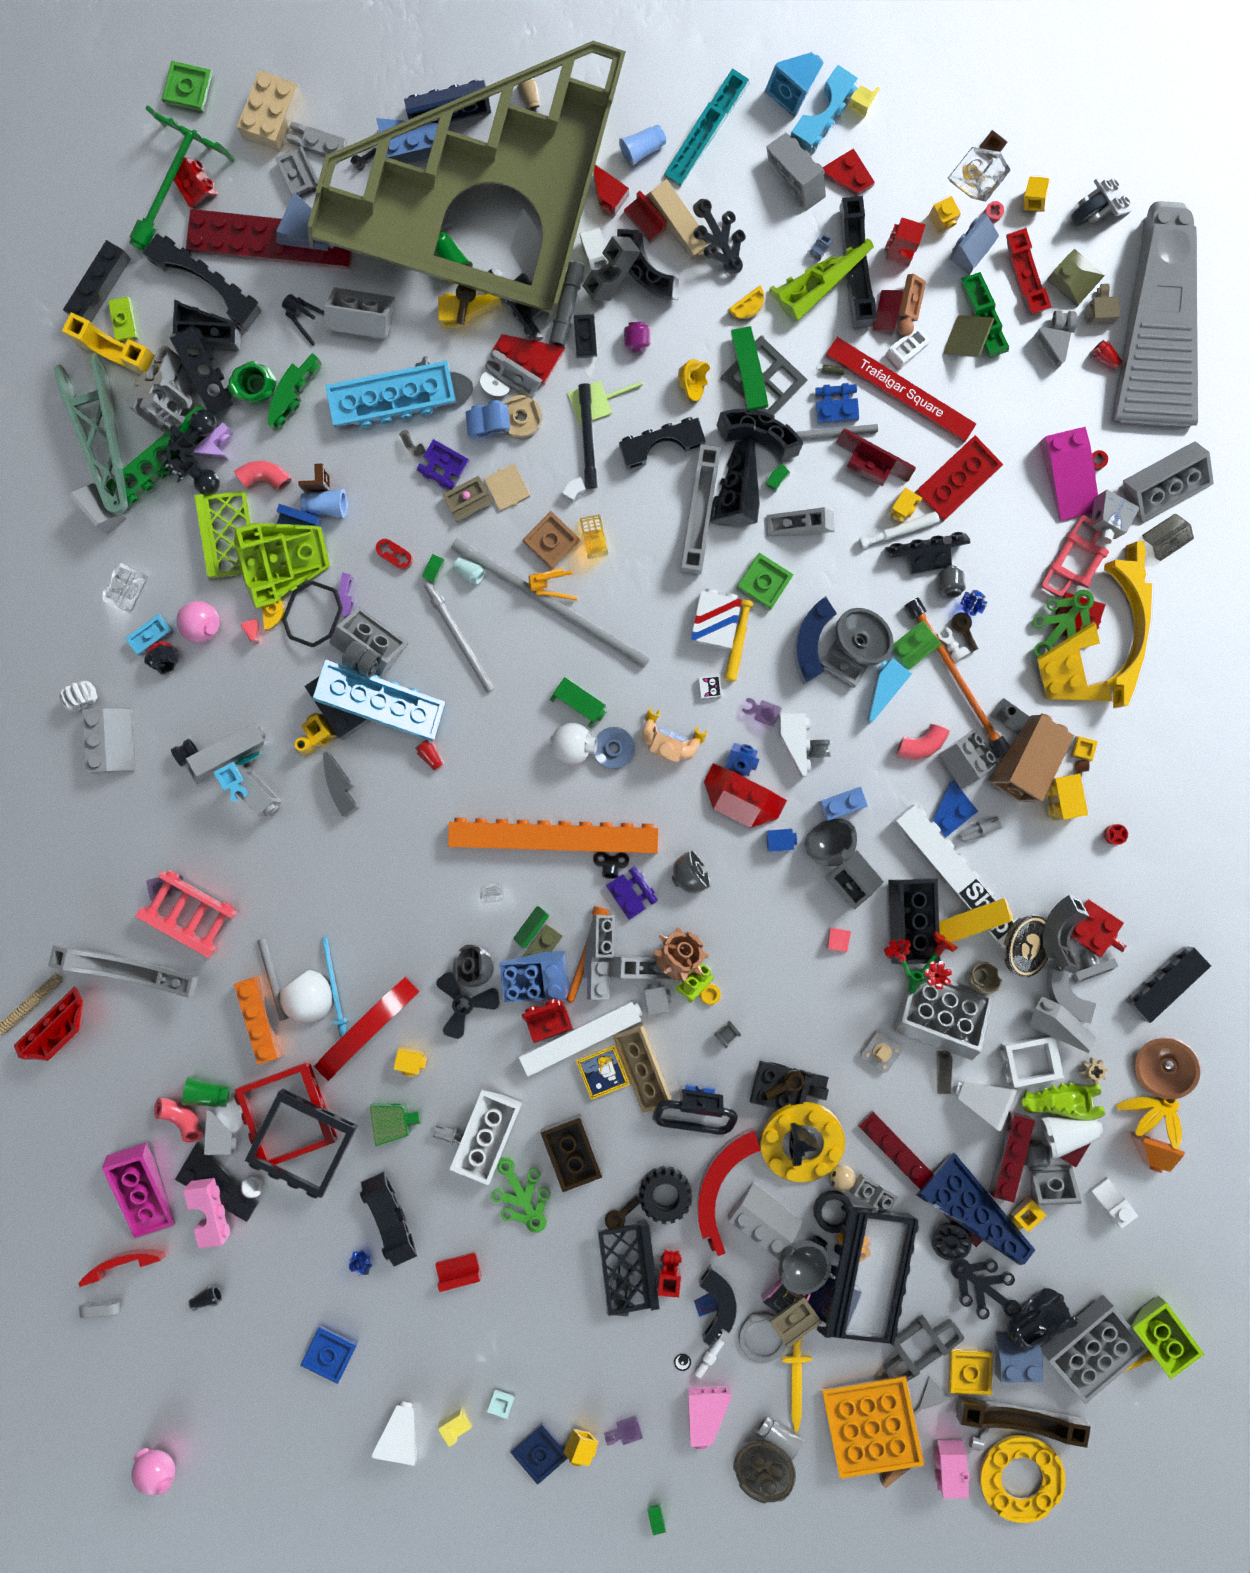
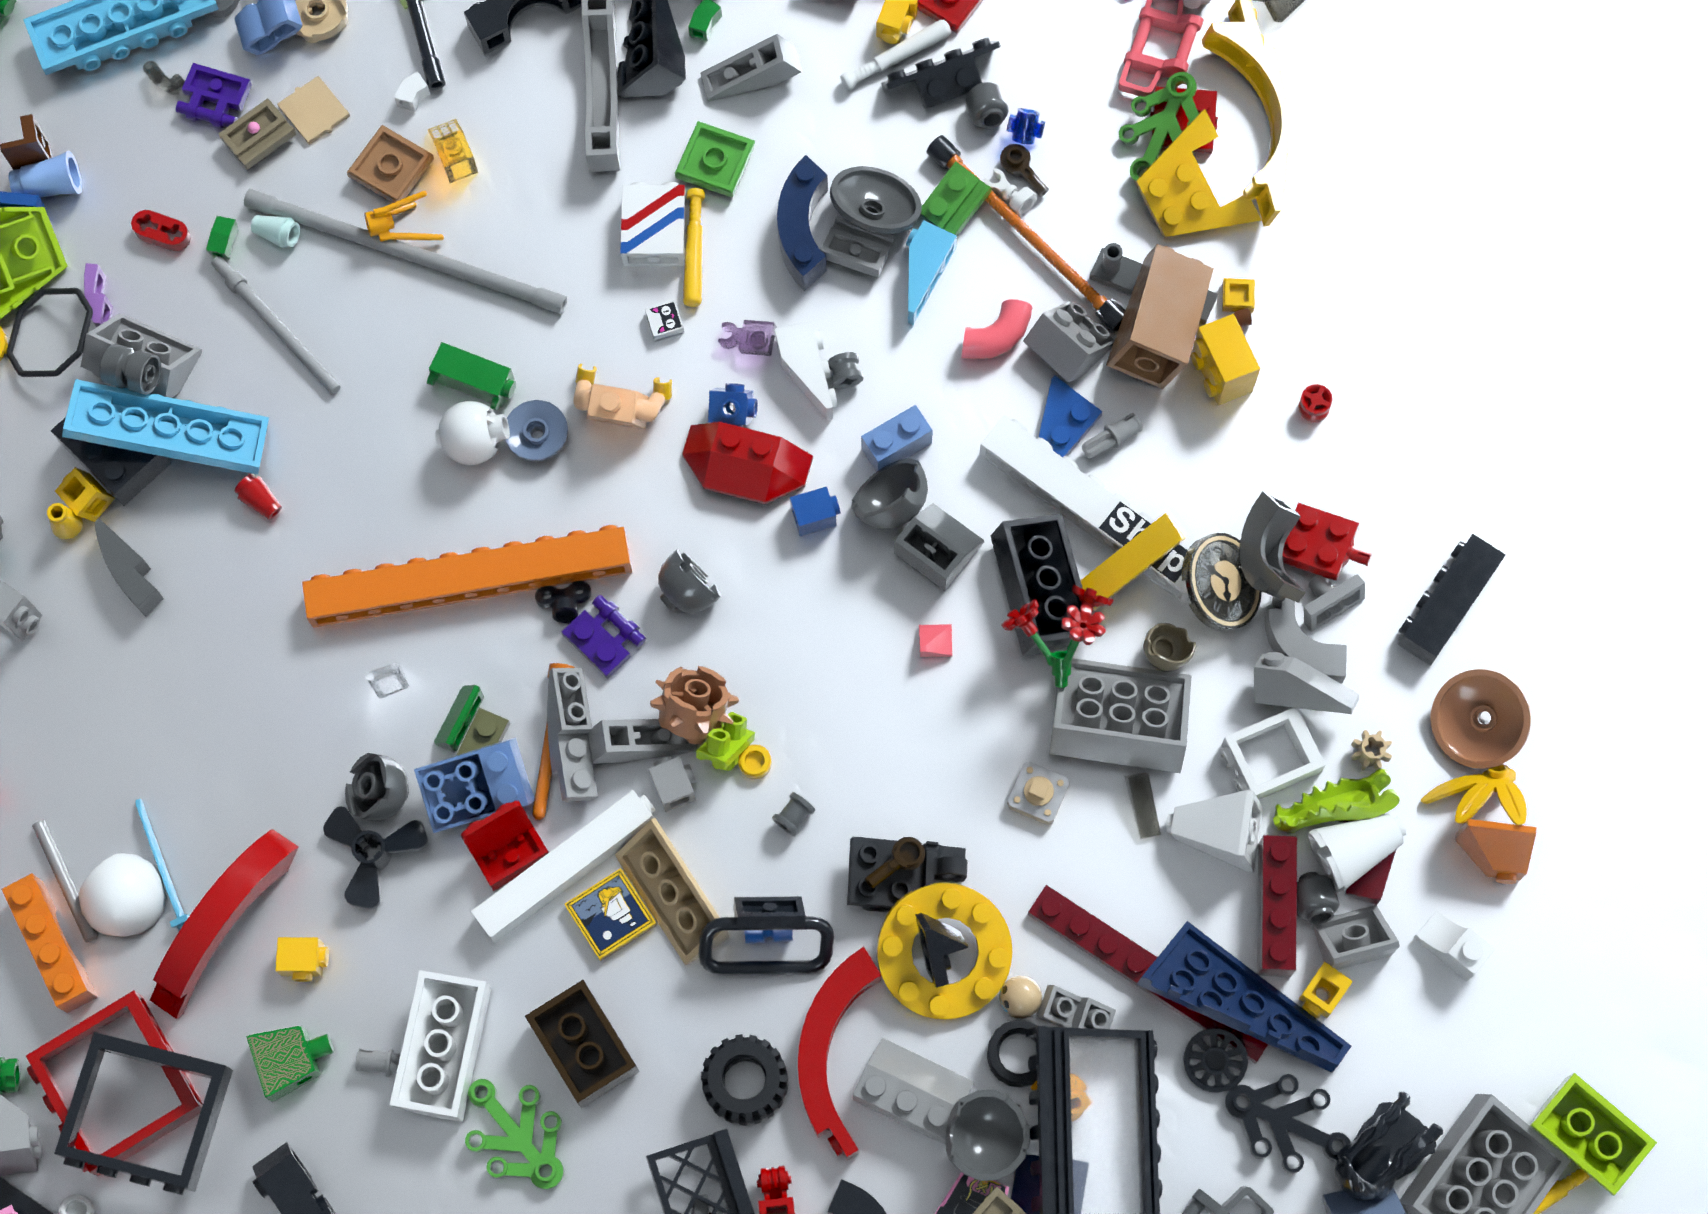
camera: 10 degrees left, 15 degrees down
(616, 1217) = (679, 1133): dark brown plate -> none

